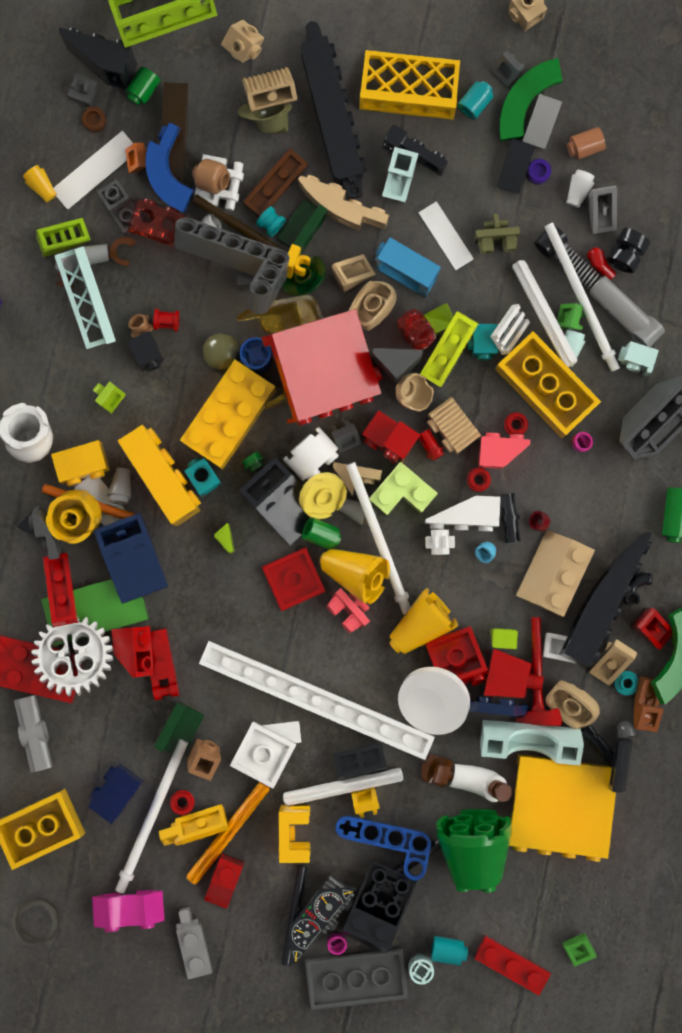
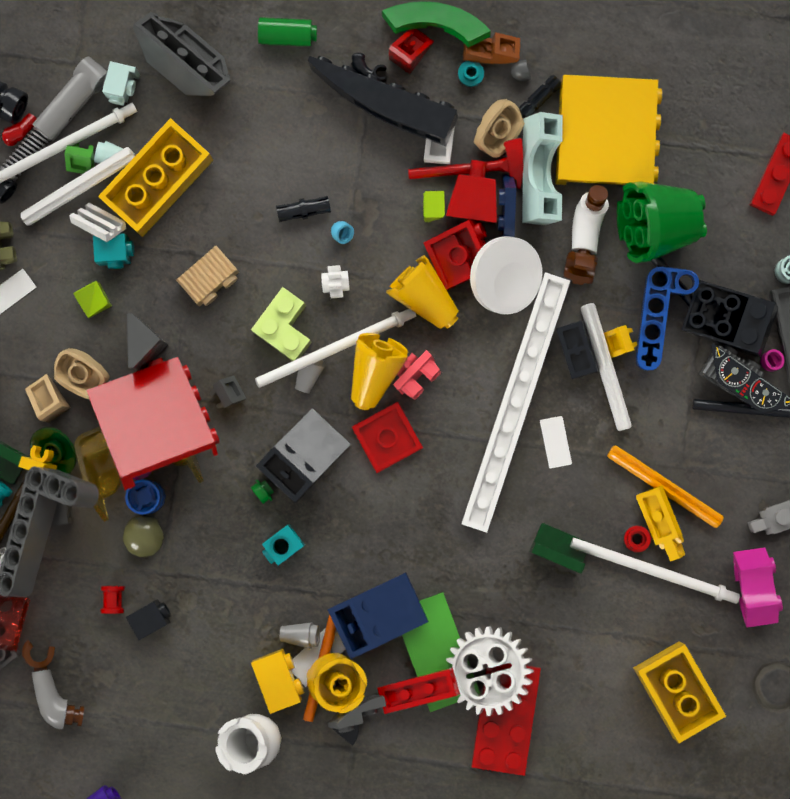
camera: 90 degrees left, 0 degrees up
(33, 733) = (577, 707): light grey piece -> none
(48, 250) = (35, 720): lime slope -> none
(94, 295) = (89, 681): light aqua fence -> none
(109, 396) = (202, 656): lime tile -> none
(115, 793) = (634, 611): clear blue brick -> none
(134, 650) = (477, 604): red slope -> none
(139, 324) = (120, 629): medium nougat plate -> none
(159, 475) = (285, 592): yellow brick -> none
(162, 666) = (489, 575): red plate -> none
(203, 759) = (589, 518): medium nougat brick -> none
(224, 881) = (717, 485): red slope -> none
(225, 538) = (348, 515): lime slope -> none
(228, 414) = (212, 522): yellow brick -> none
(263, 754) = (579, 455): white plate -> none
(293, 851) = (679, 414): yellow panel -> none
(311, 454) = (250, 427): white brick -> none
(321, 533) = (335, 410): green brick -> none
(322, 495) = (294, 411): light yellow tile -> none
(367, 475) = (267, 392): tan slope -> none
(390, 437) = (225, 343): red brick -> none
(406, 267) = (36, 339): dark azure window -> none
(414, 392) = (174, 321): tan hair -> none
(416, 330) = (105, 323): clear red gear -> none
(431, 445) = (230, 299): red pin -> none
(448, 951) = (769, 241): teal brick -> none
(449, 348) = (123, 286): neon yellow plate -> none
(476, 511) = (299, 245): white slope -> none
(486, 479) = (264, 237): red plate -> none
(497, 451) = (232, 227): coral slope -> none
(516, 417) = (195, 204): red plate -> none
(533, 520) = (298, 177): dark red hinge -> none
(555, 573) = (359, 156): tan slope -> none
(579, 949) = (755, 104): bright green tile -> none
(585, 441) = (213, 134): dark pink hinge -> none
(612, 661) = (448, 87): tan slope -> none
(620, 765) = (559, 73): black slope -> none

